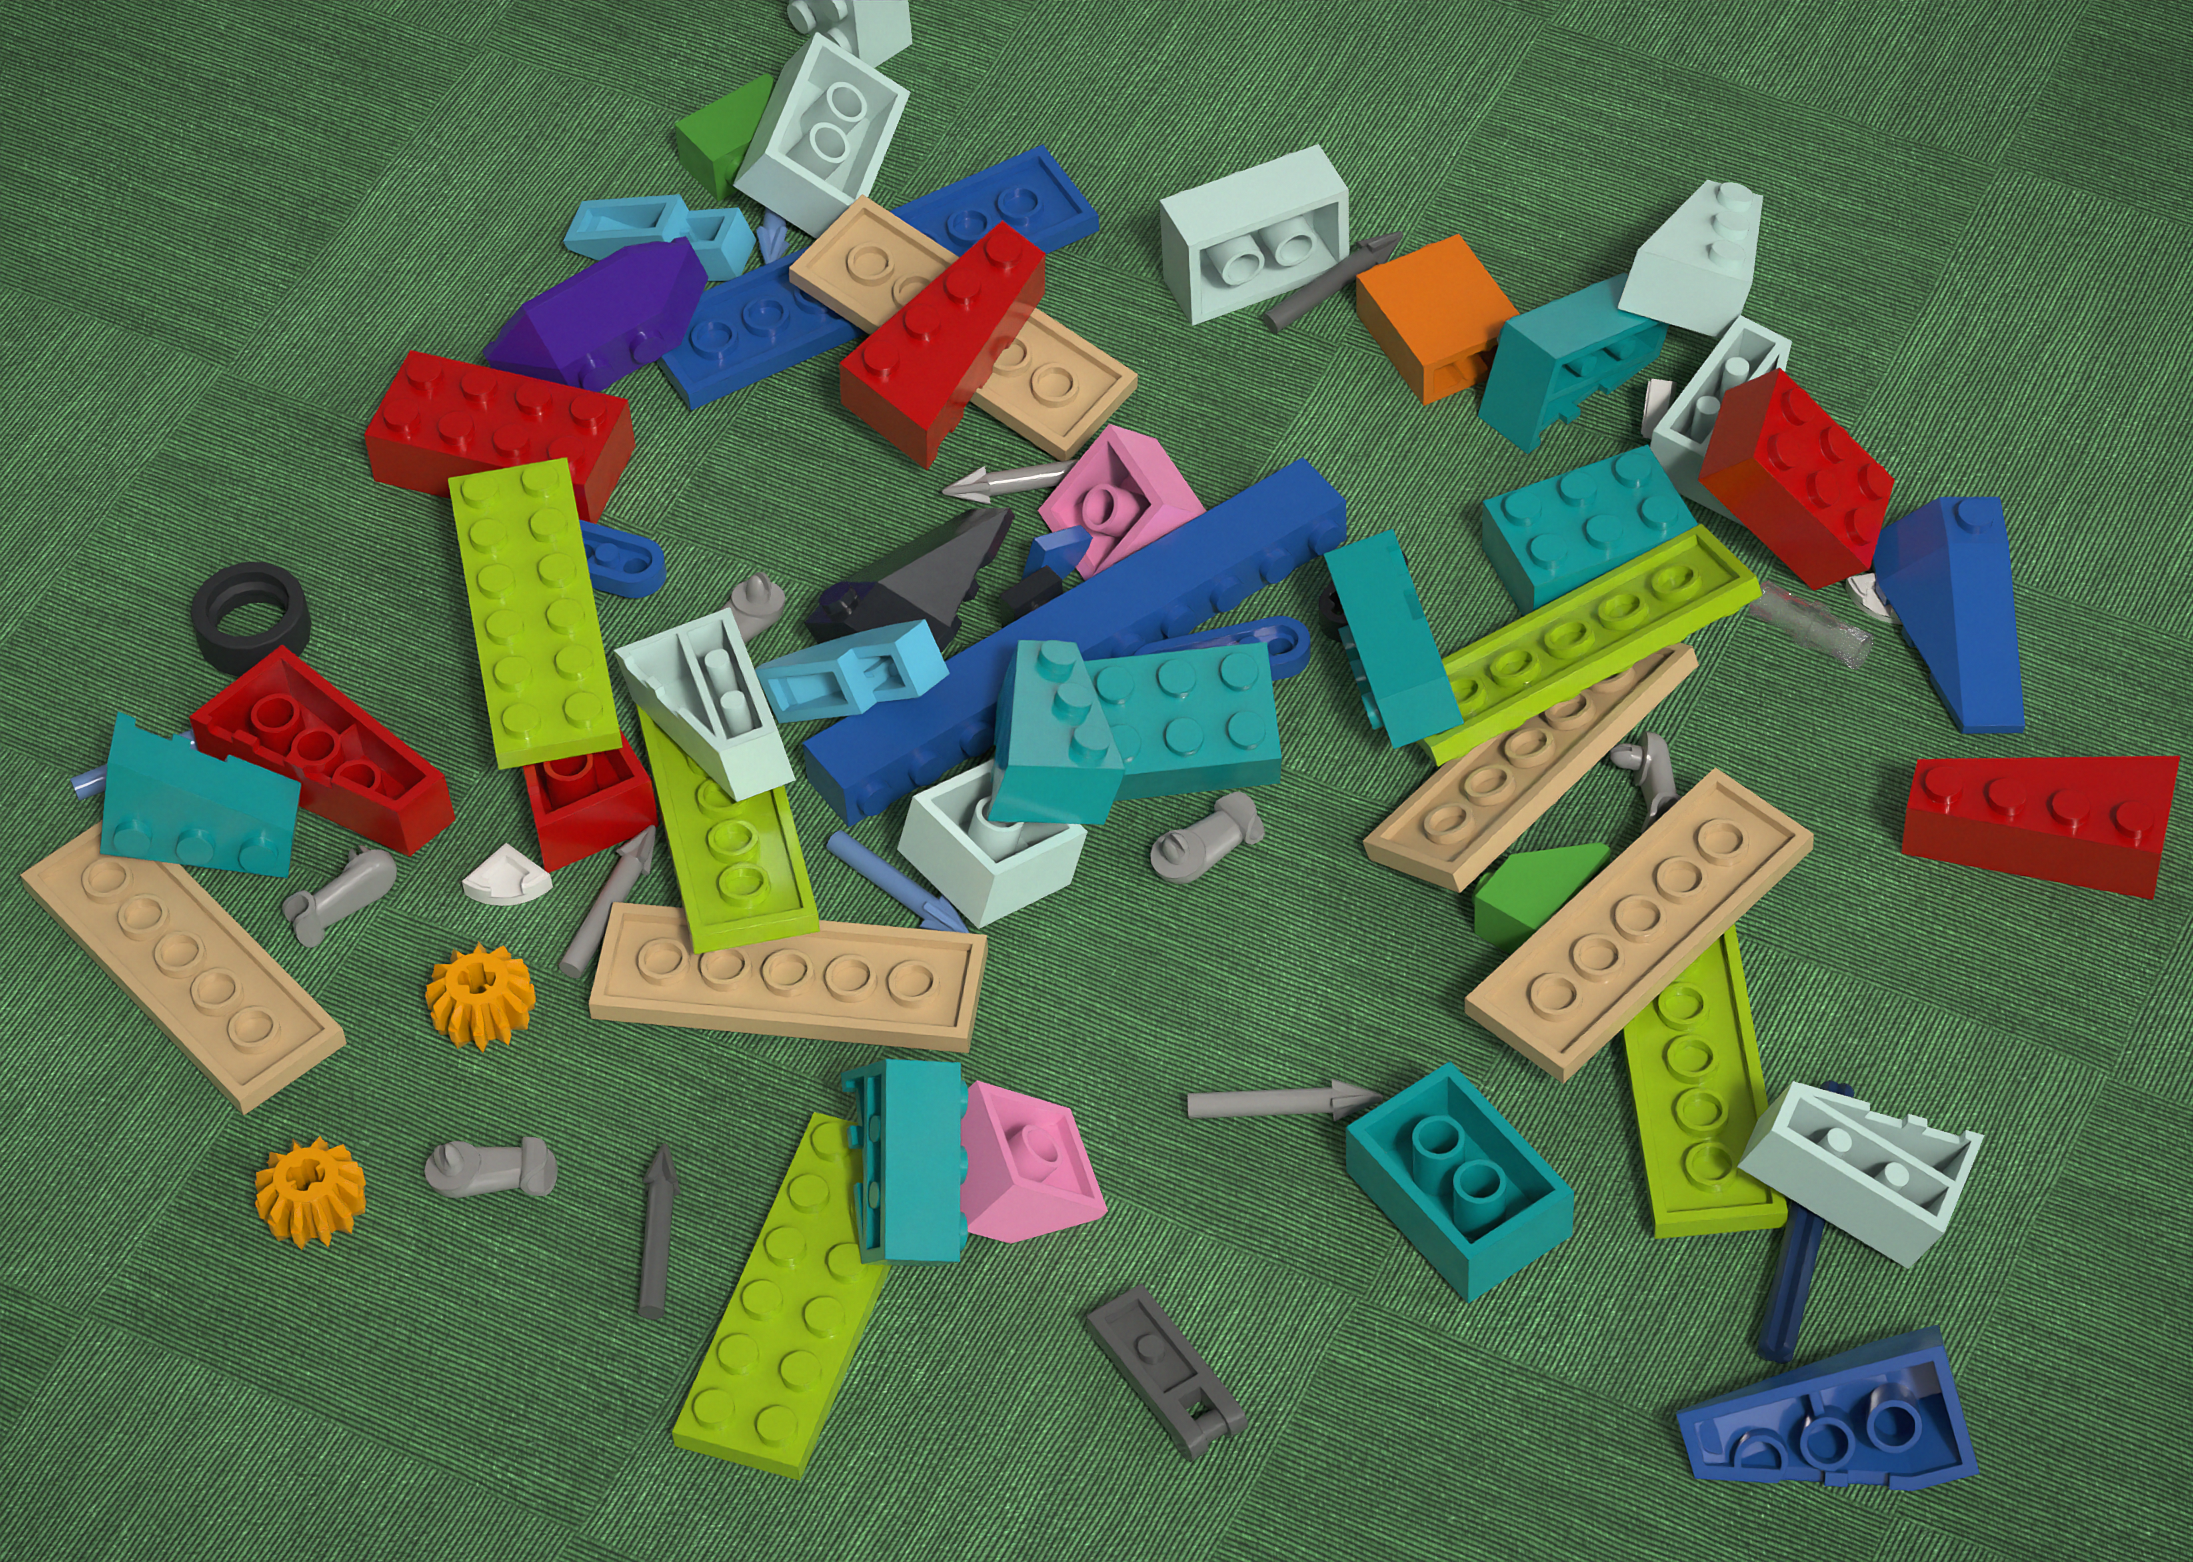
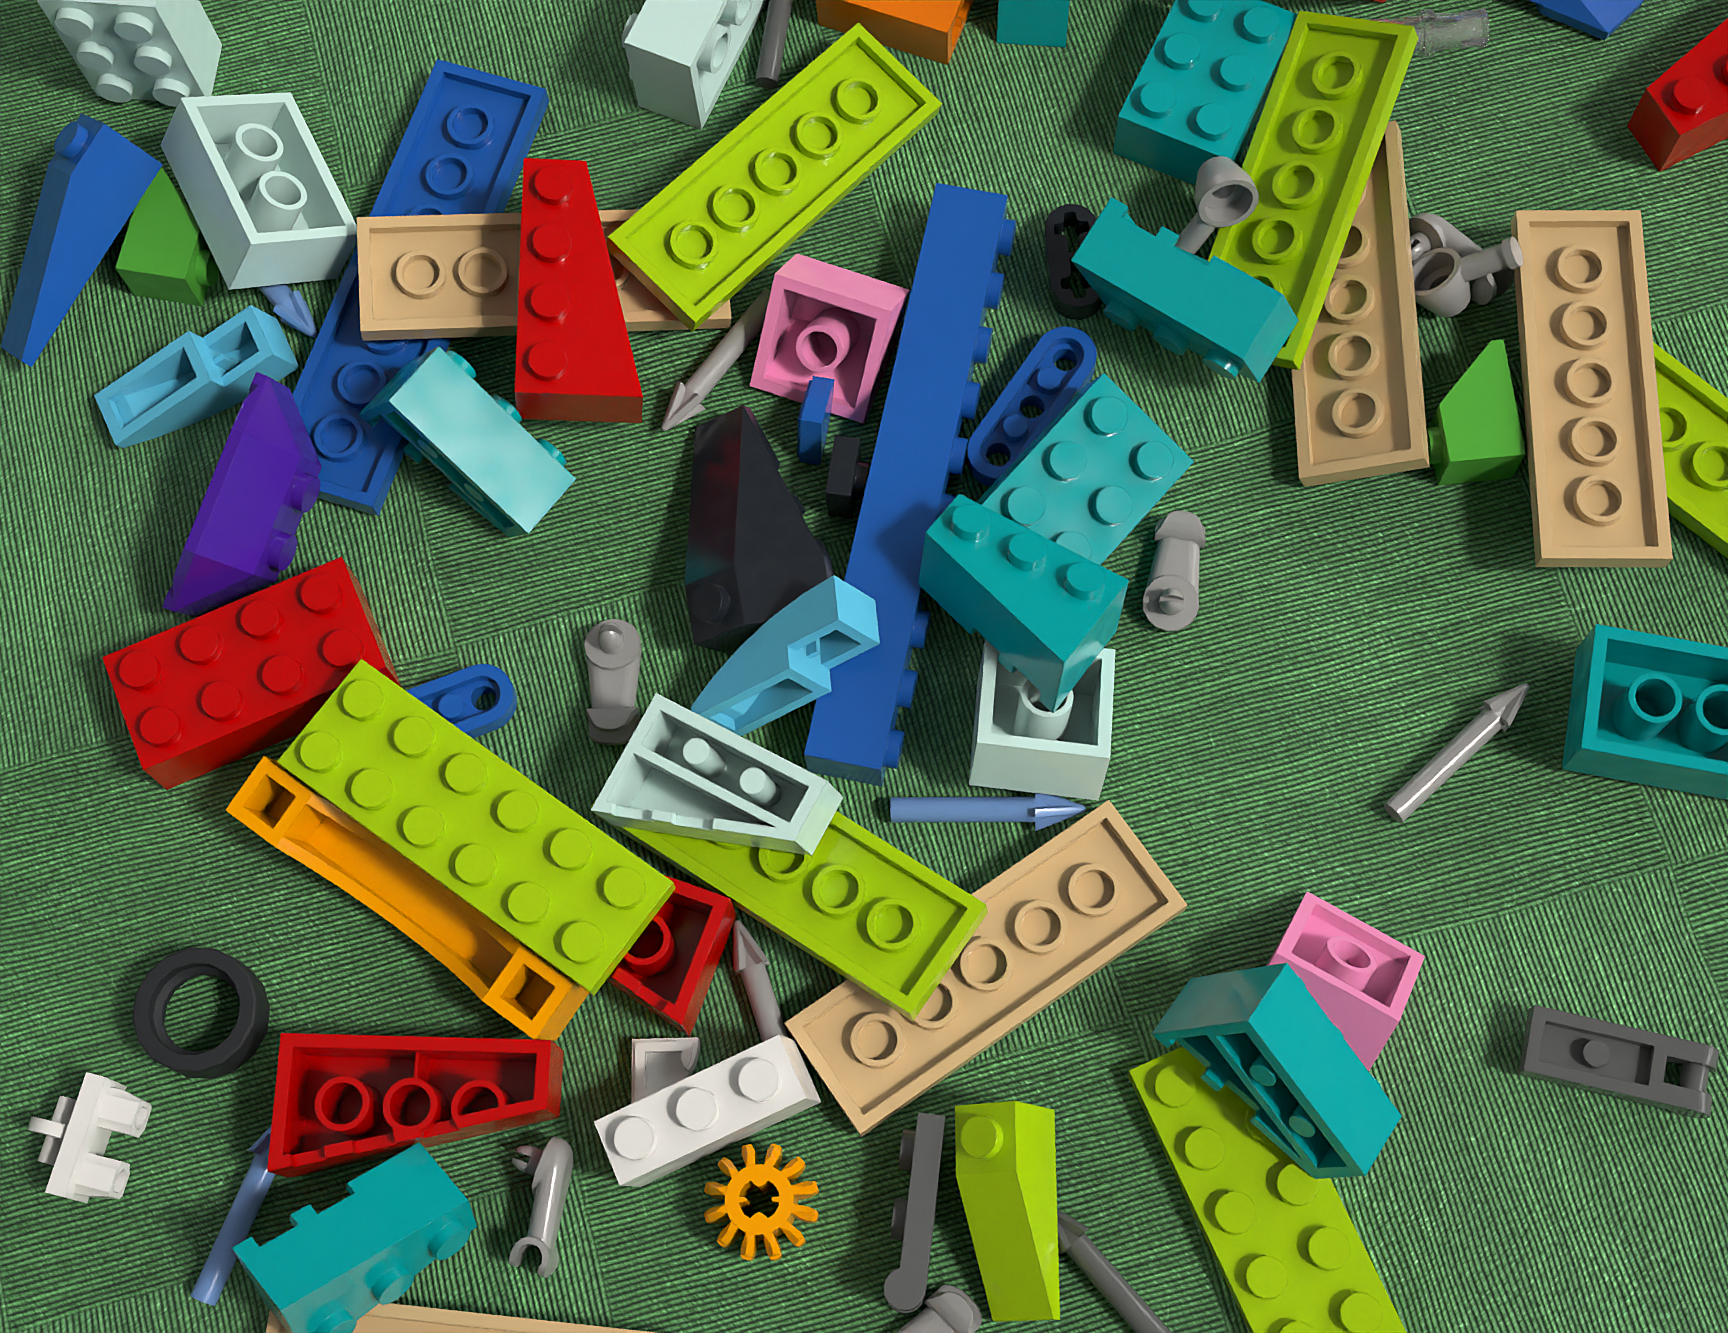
camera: 40 degrees left, 20 degrees up
(104, 634) = (80, 1135): none -> white hips
(458, 708) = (462, 939): none -> light orange arch
(525, 907) = (707, 1111): none -> white brick
(575, 1081) = (915, 1216): none -> dark grey plate
(645, 1110) = (1011, 1205): none -> lime slope
(698, 64) = (80, 211): none -> blue wedge
(793, 391) = (472, 440): none -> wedge
(1196, 375) = (773, 177): none -> lime plate
(1497, 607) = (1222, 197): none -> light grey bar
(1621, 790) = (1444, 276): none -> light grey bar

